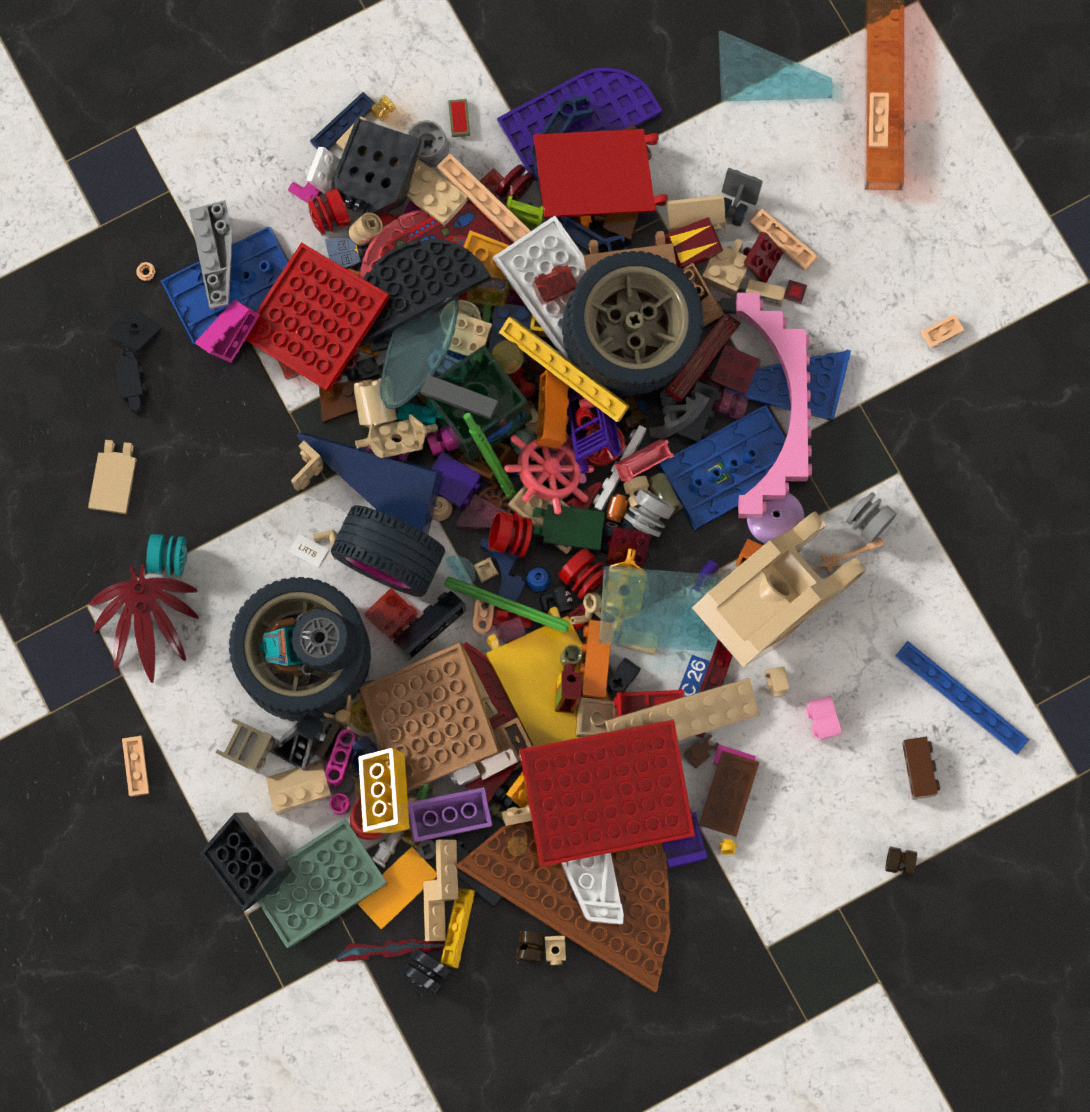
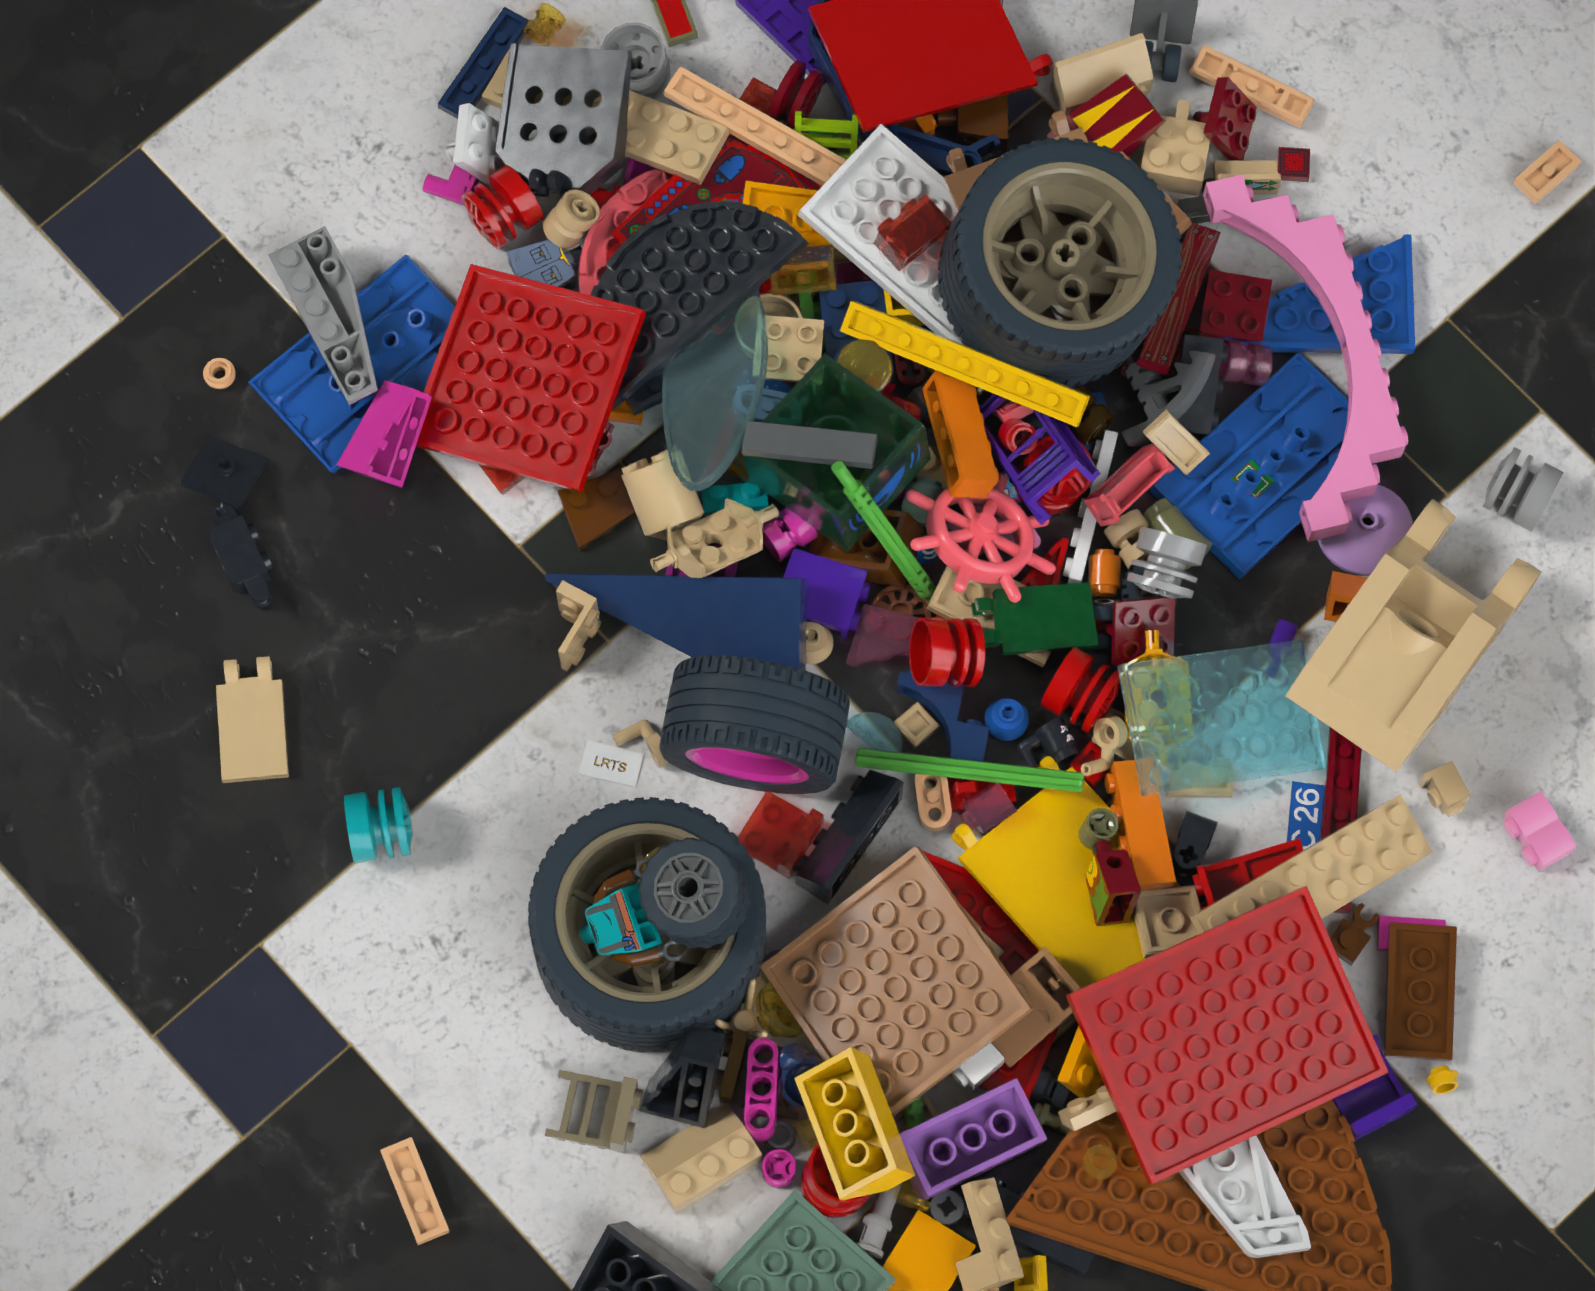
camera: 20 degrees left, 5 degrees down
(140, 600) = (354, 909): dark red plant -> none
(366, 370) = (627, 446): black plate -> none
(677, 442) = (1176, 442): none -> tan tile
(831, 561) = (1476, 577): light nougat piece -> none

